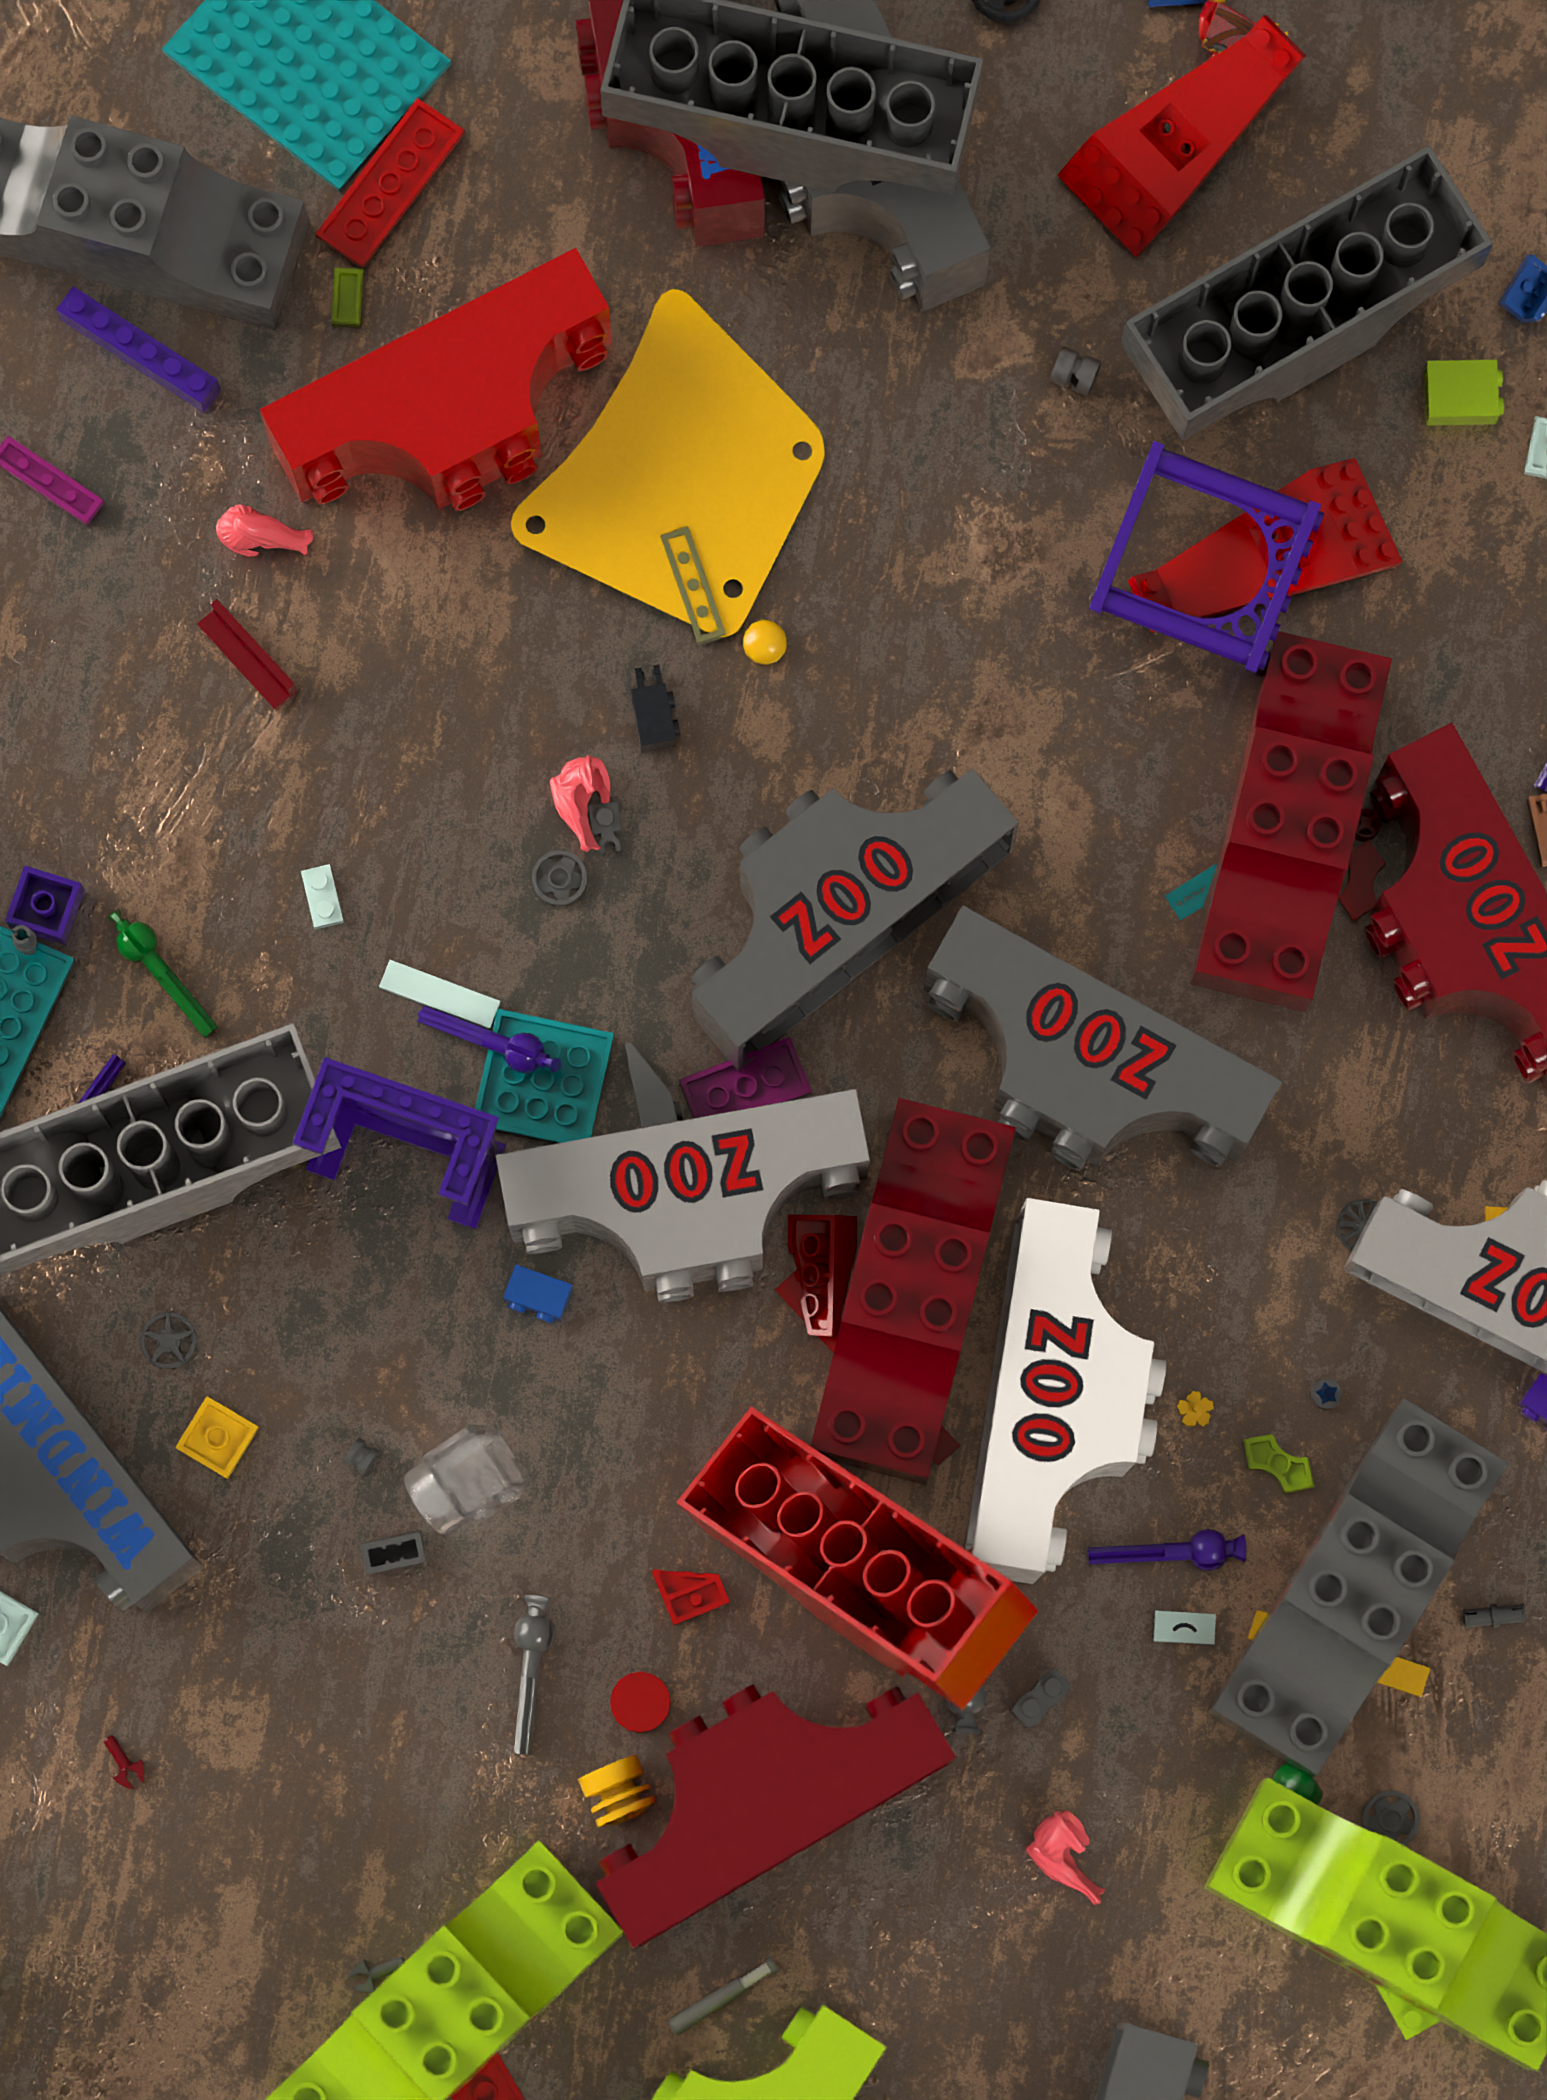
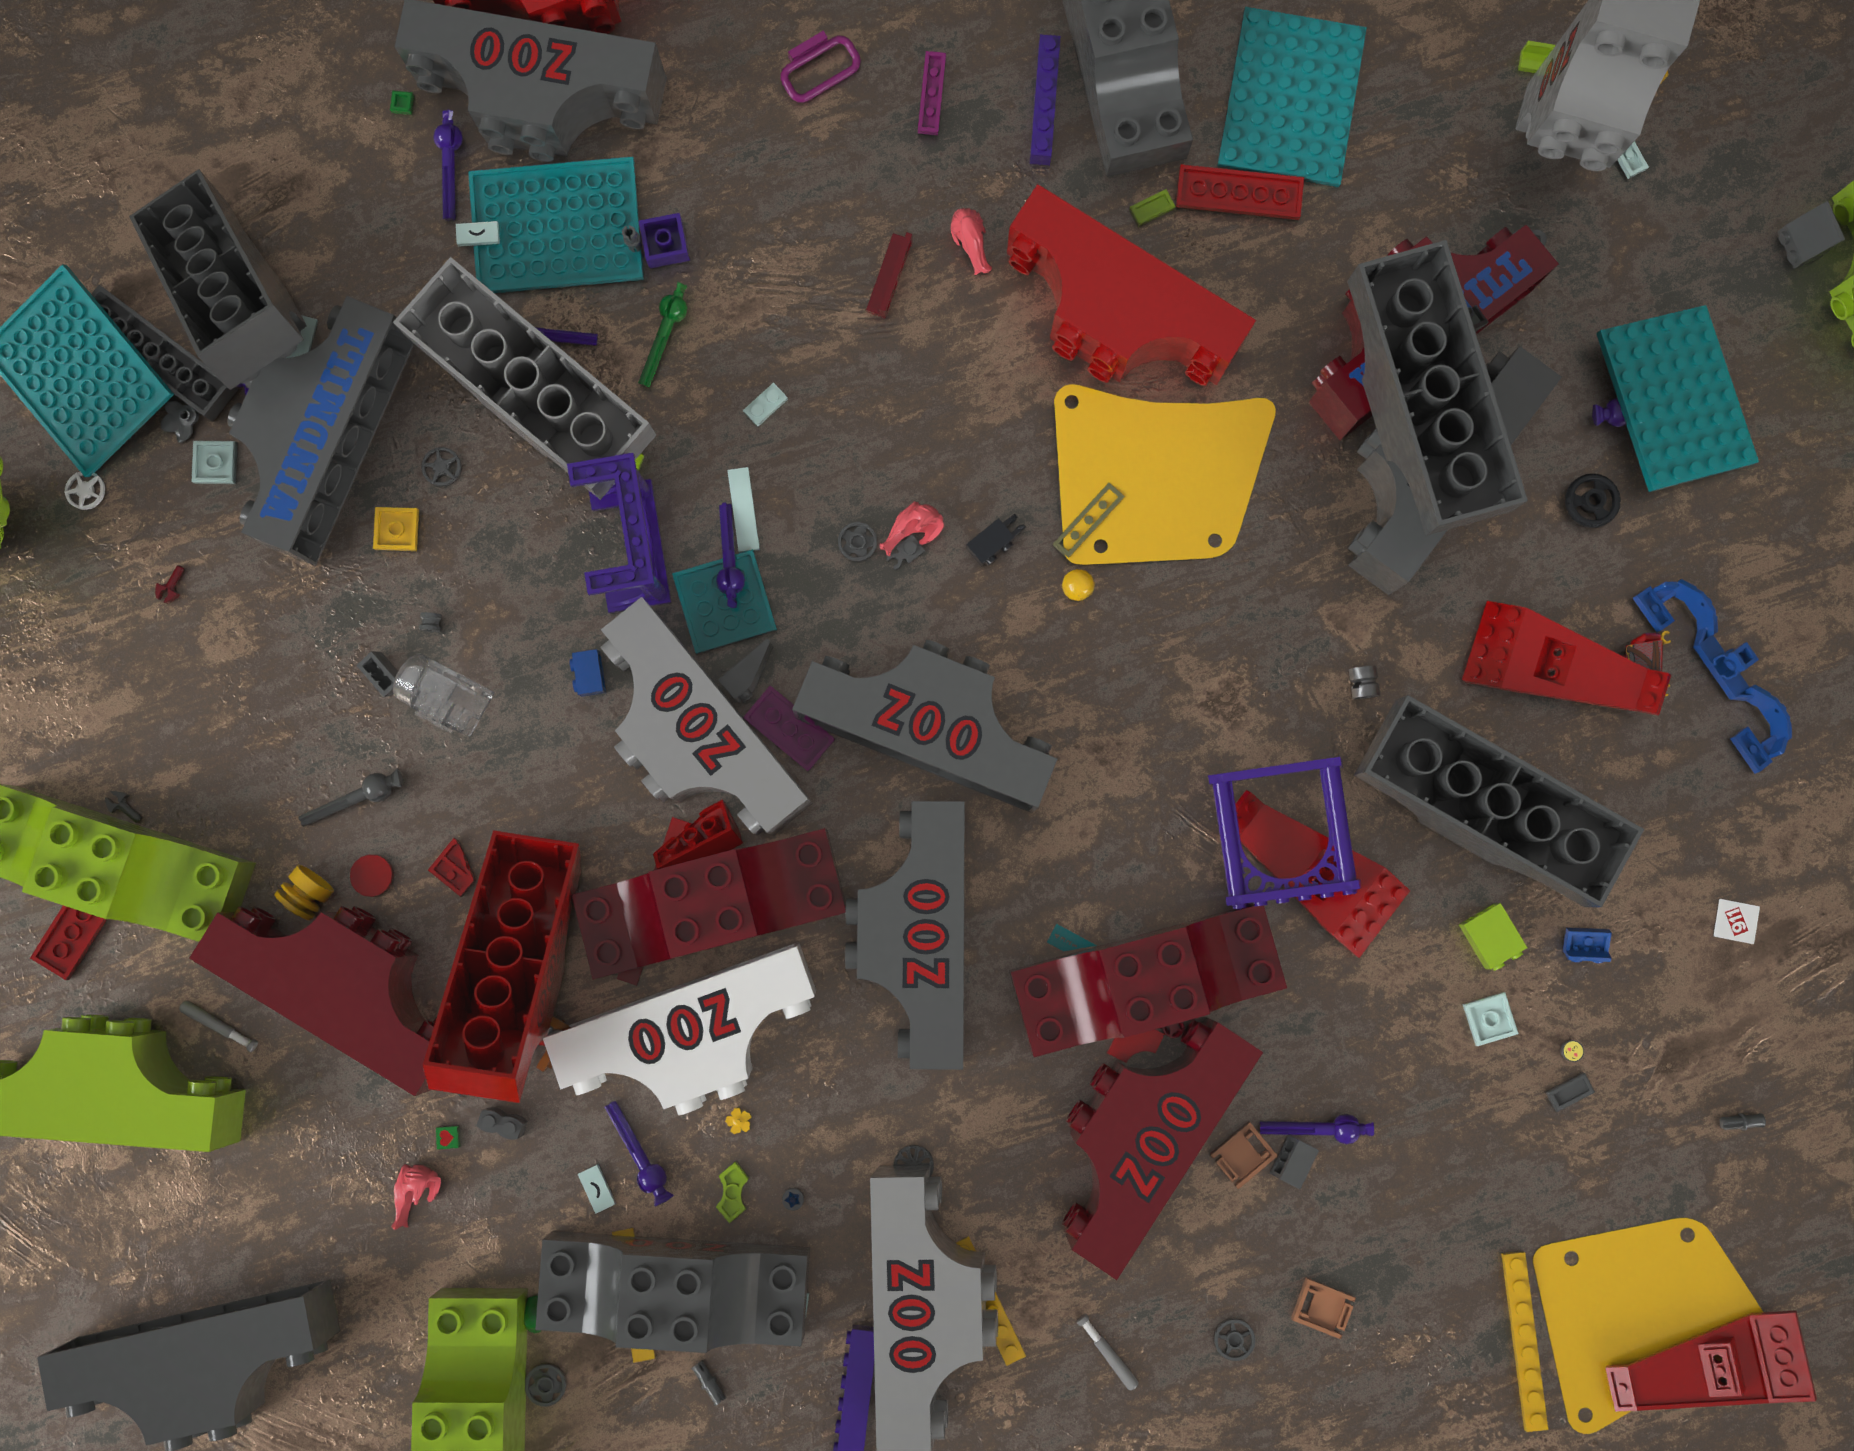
camera: 65 degrees right, 5 degrees up
(1020, 1779) = (447, 1137): none -> green tile

